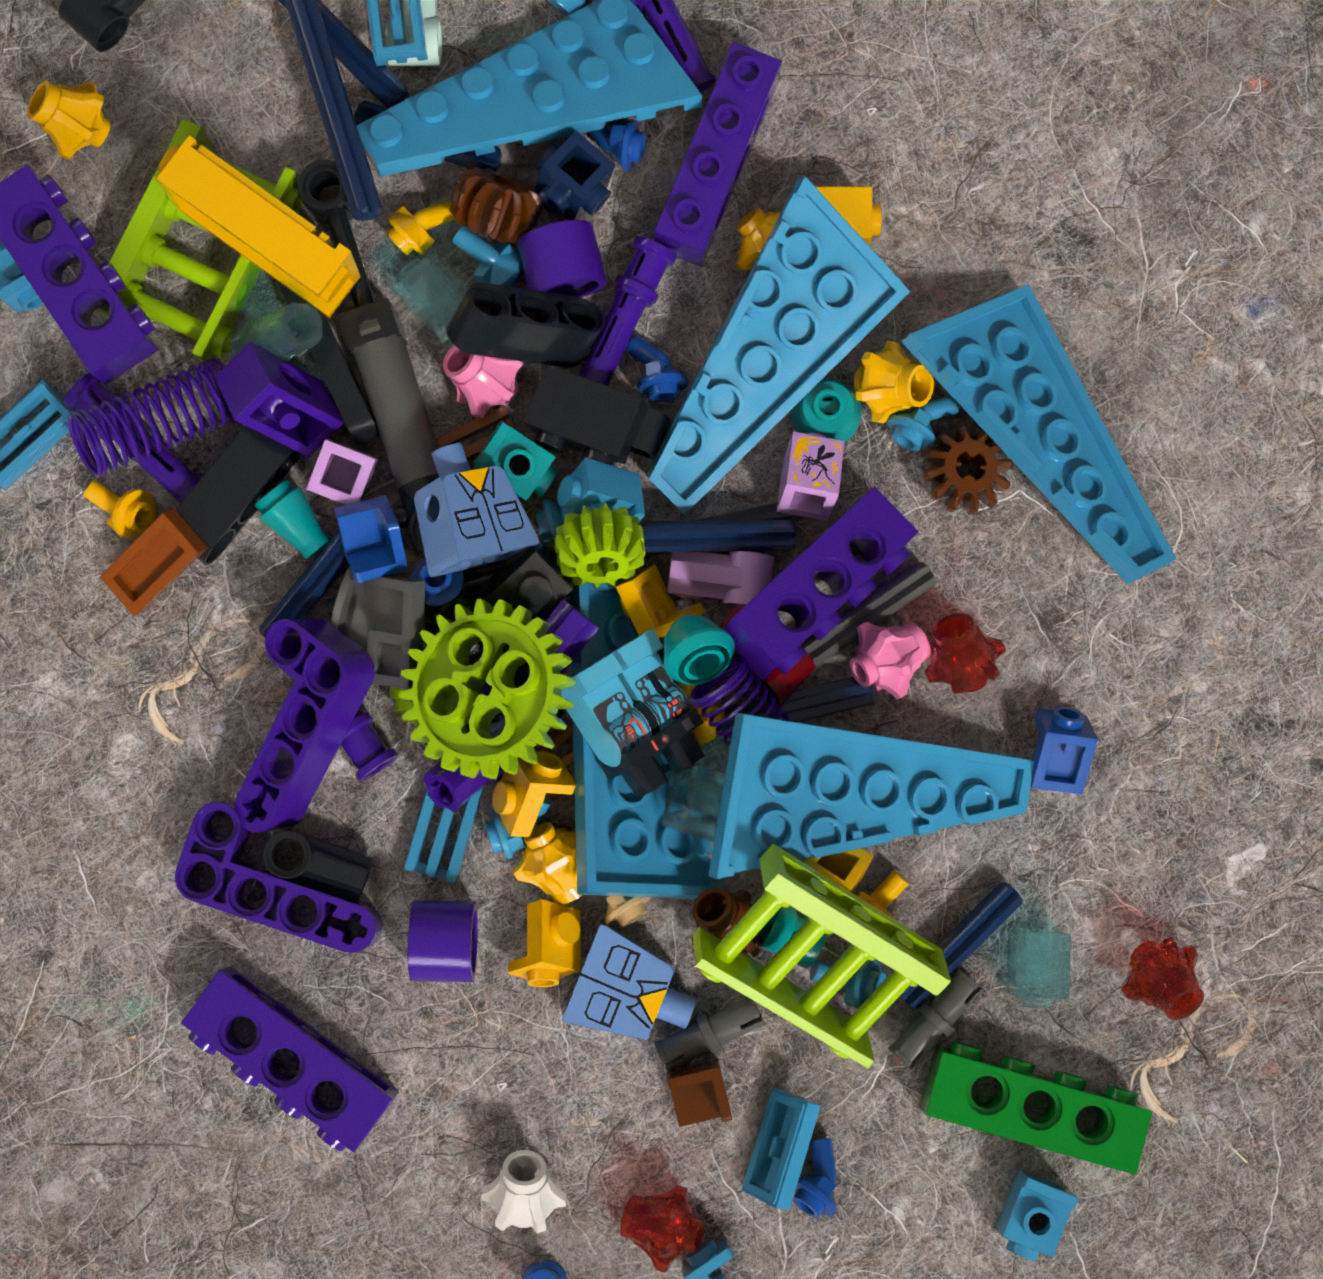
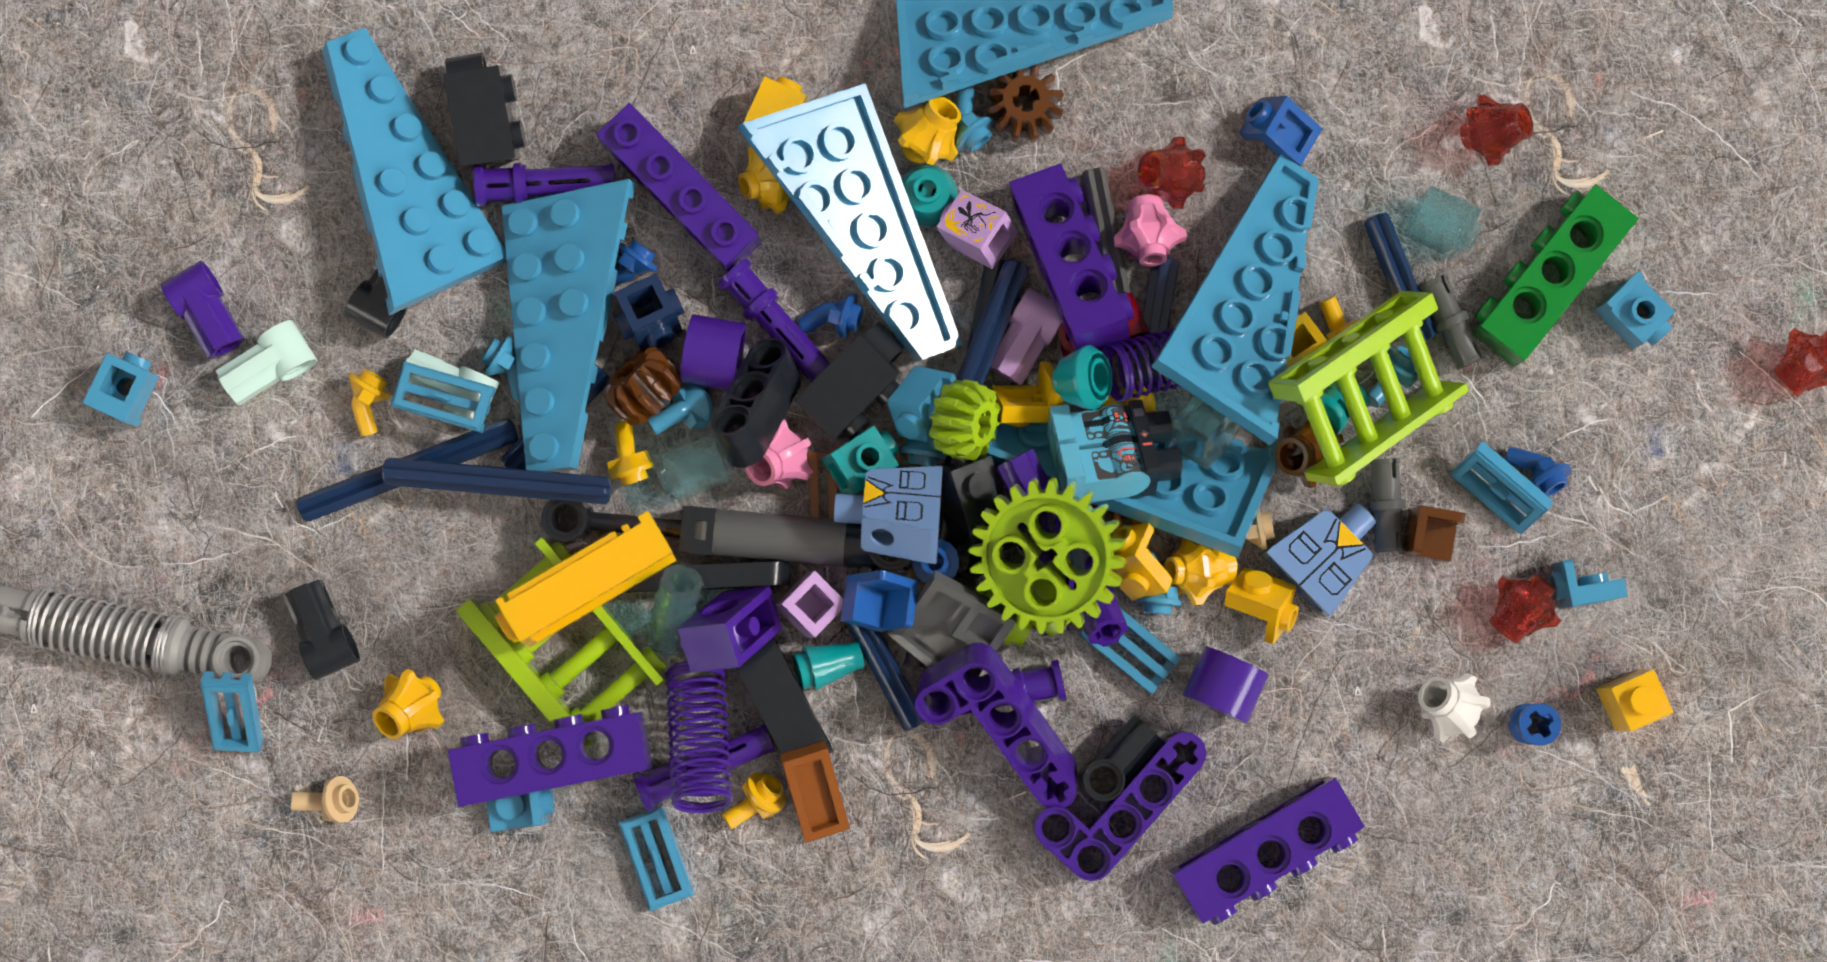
camera: 70 degrees left, 0 degrees up
(462, 53) = (500, 359): none -> dark azure plate

